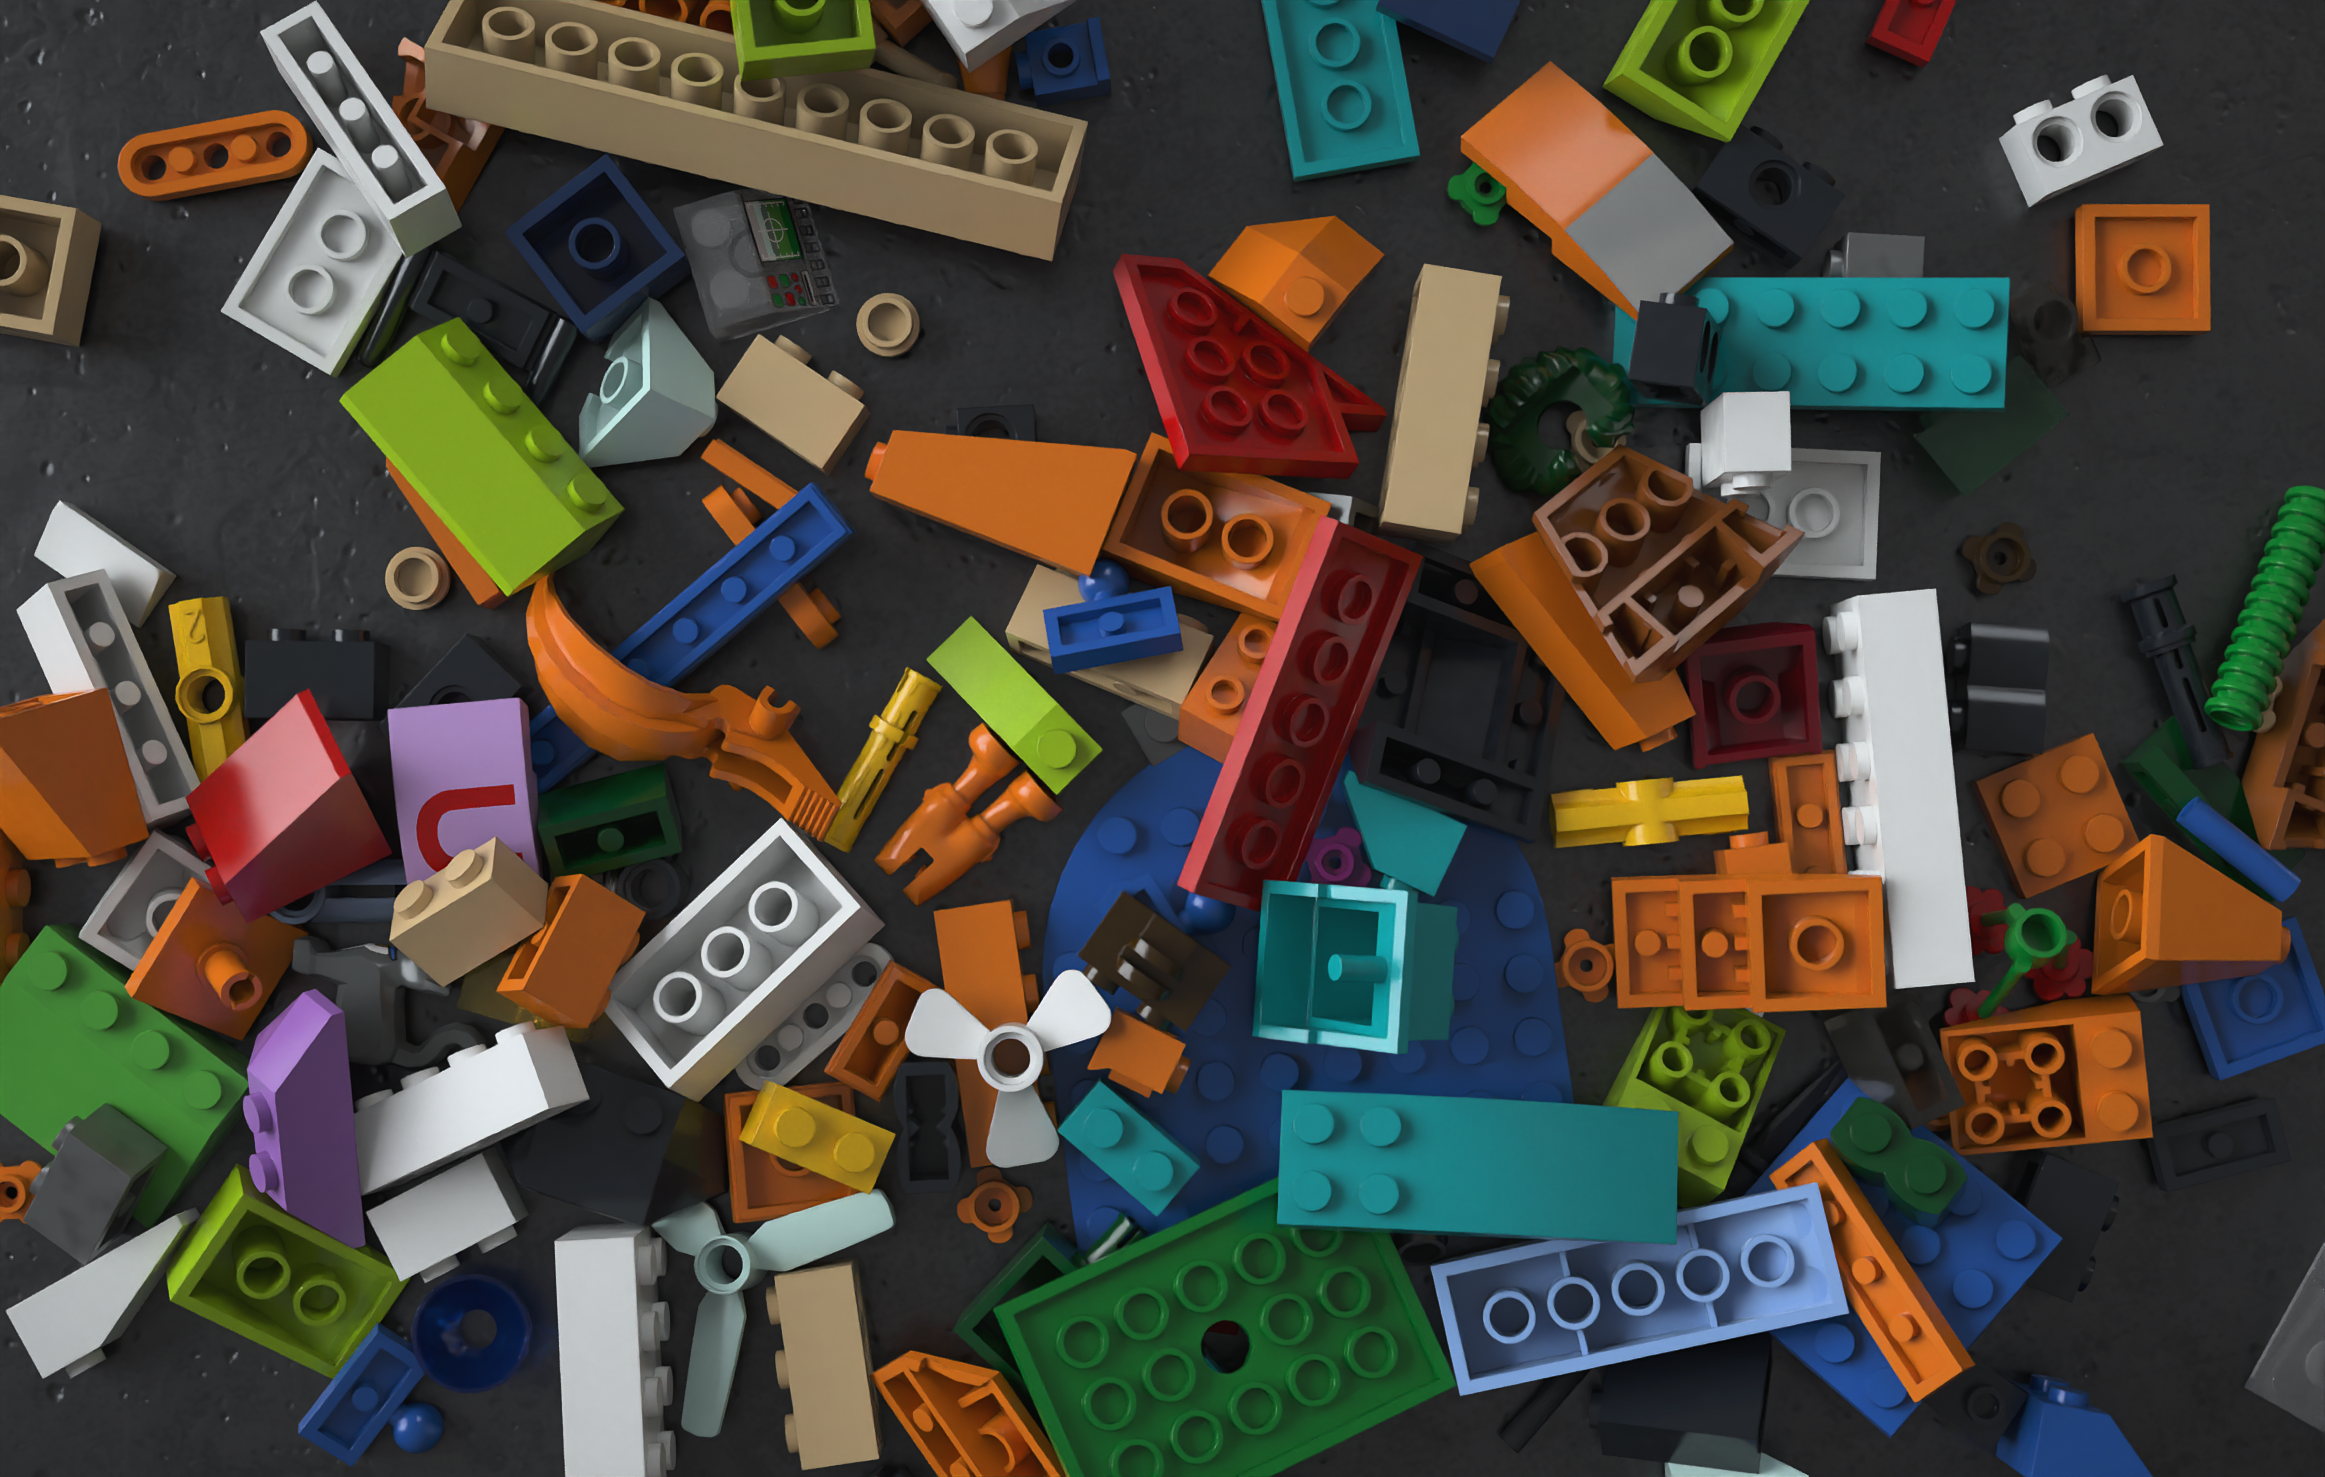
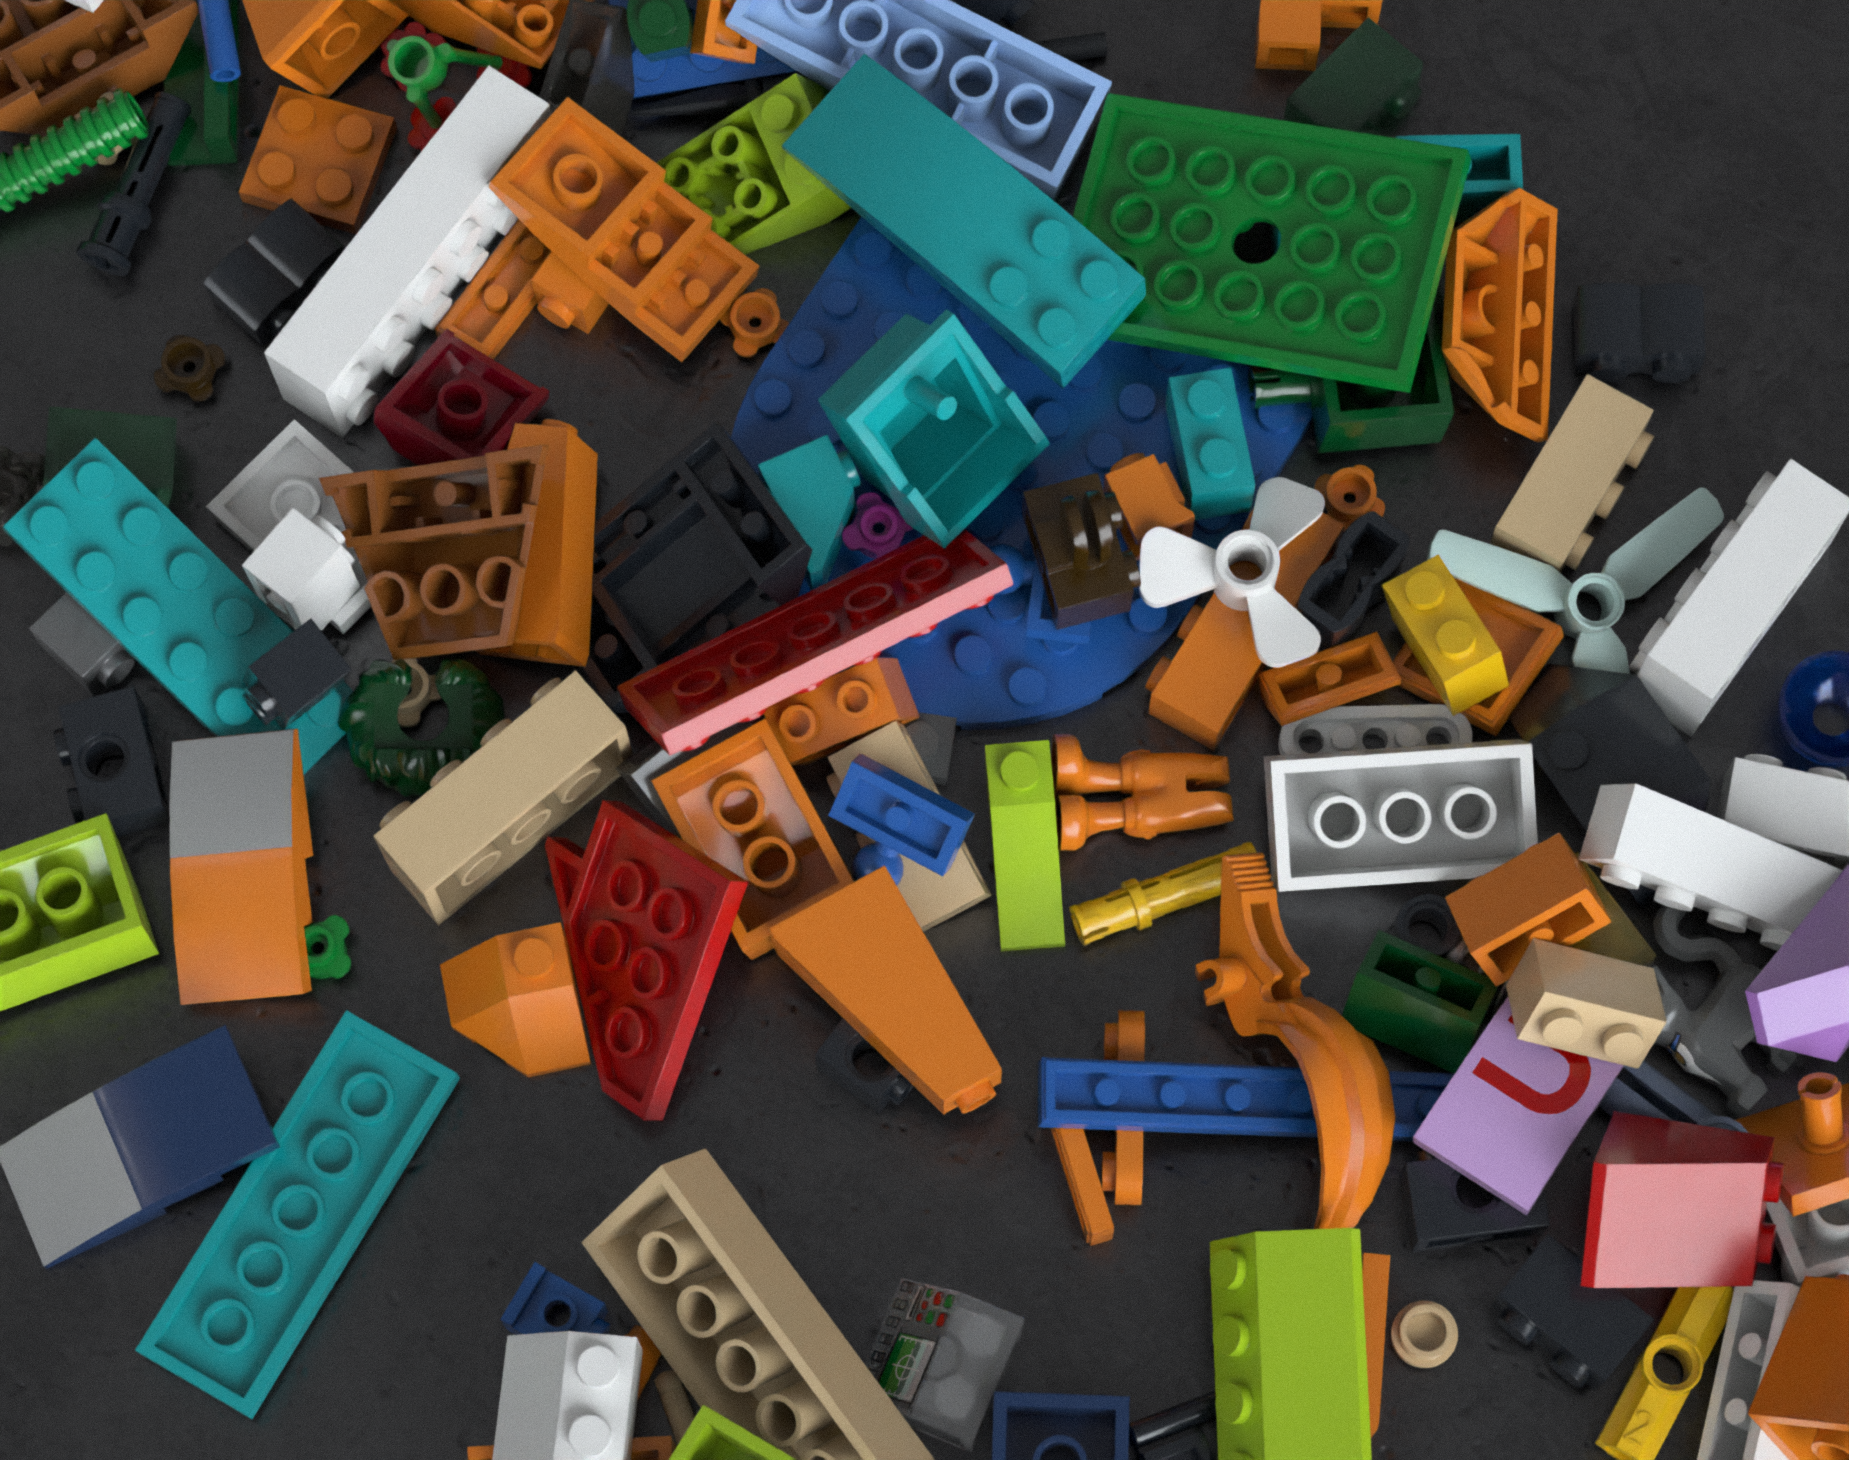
camera: 135 degrees left, 15 degrees down
(652, 395) = (1117, 1322): light aqua slope -> none
(795, 403) = (1003, 1220): tan brick -> none
(888, 325) = (876, 1227): tan plate -> none
(1648, 811) = (611, 390): yellow piece -> none

